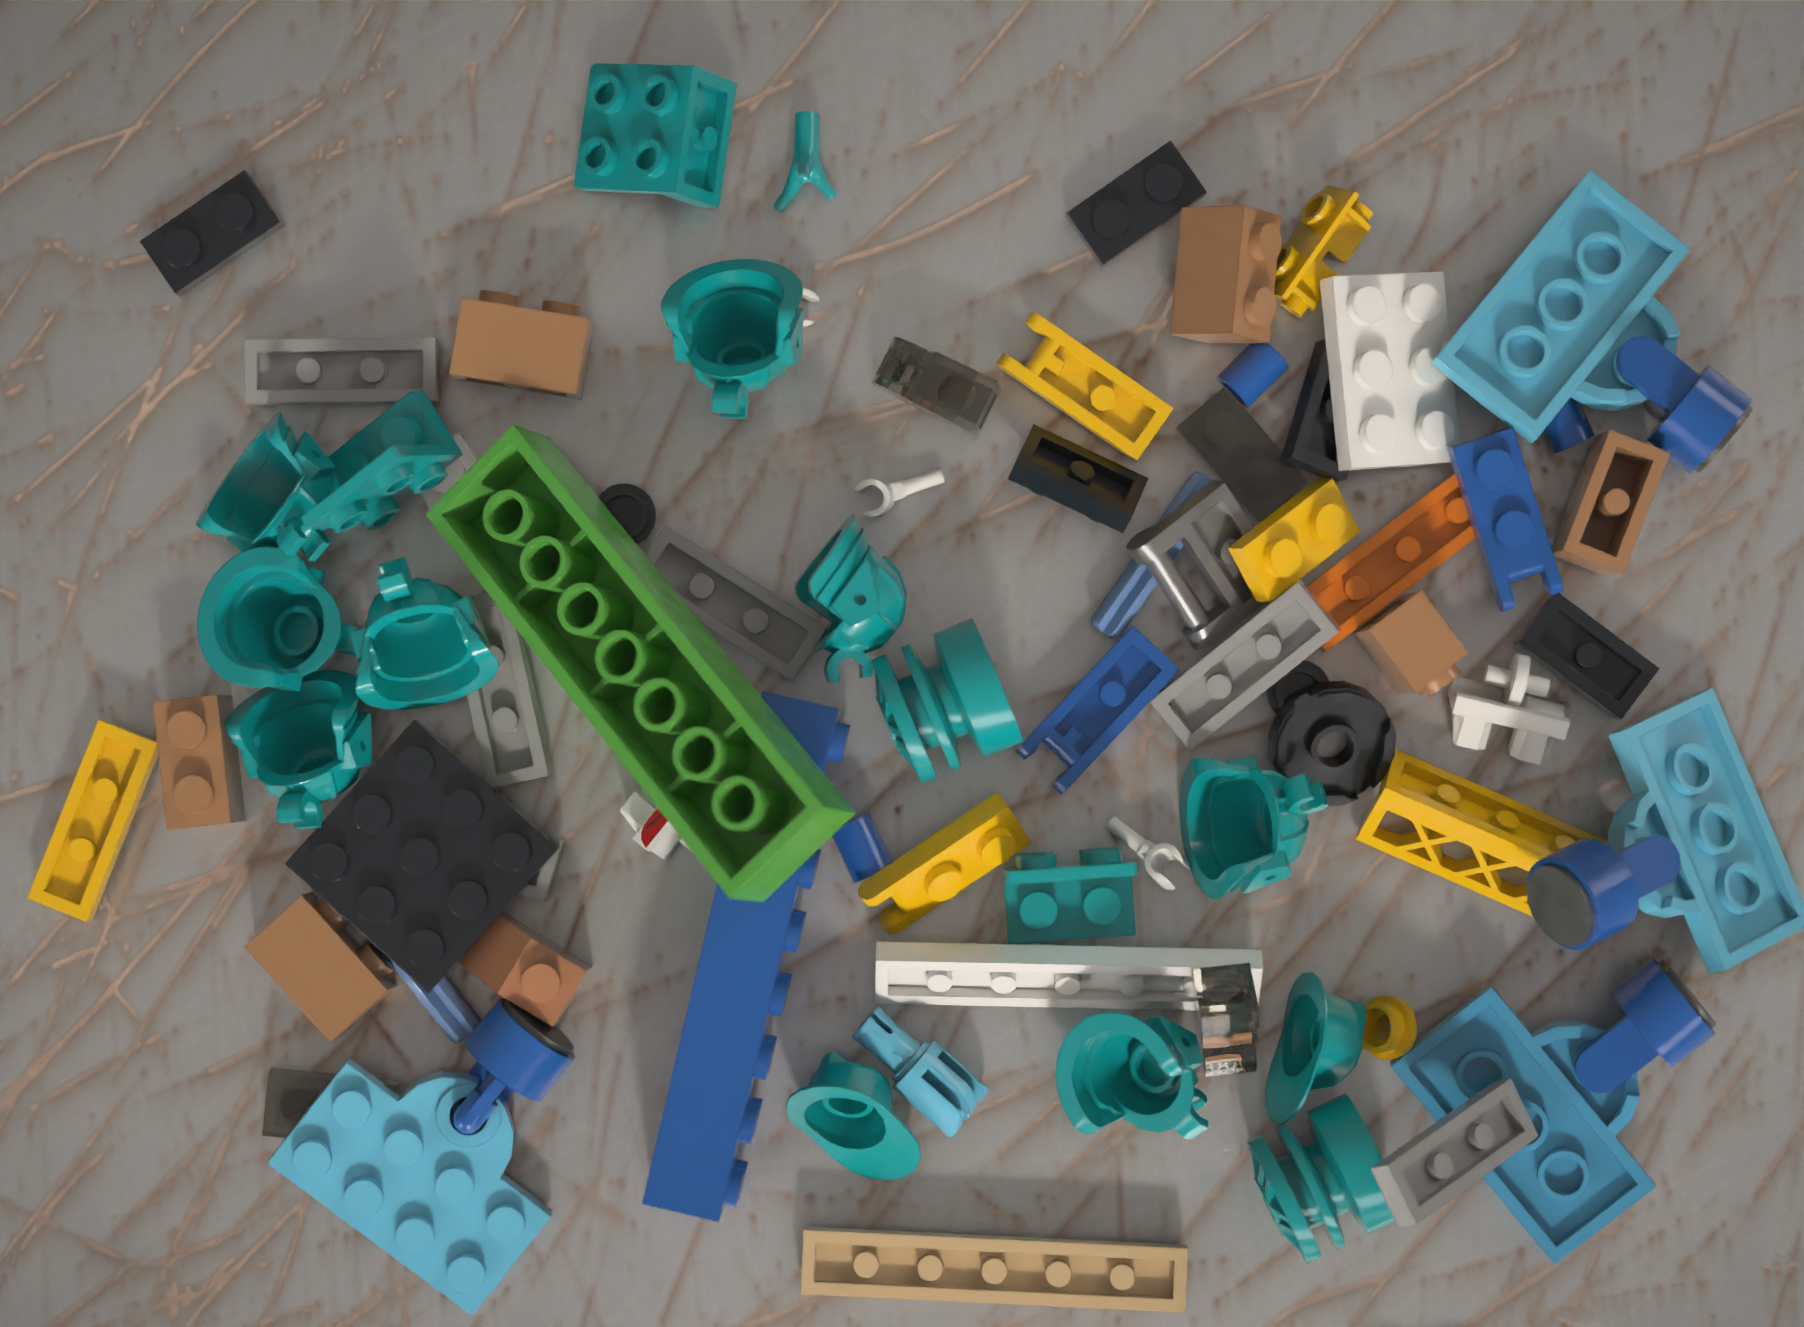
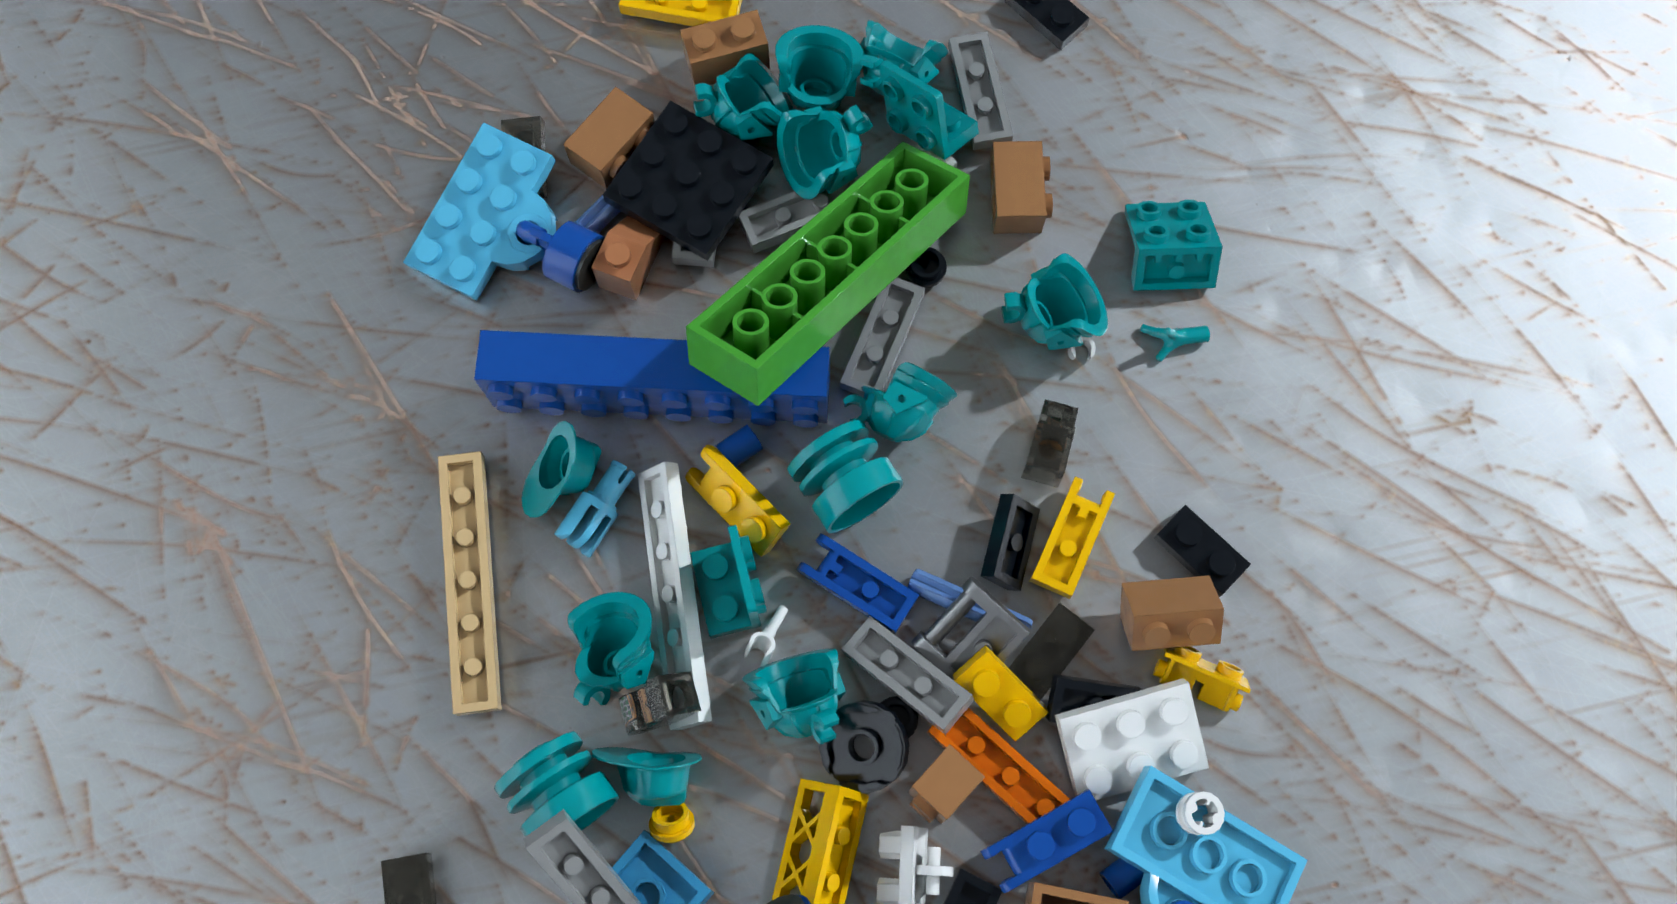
camera: 75 degrees right, 15 degrees down
(899, 489) = (974, 426): white hand -> none
(1253, 372) = (1108, 647): blue hinge -> none
(1521, 289) = (1212, 820): none -> white bush

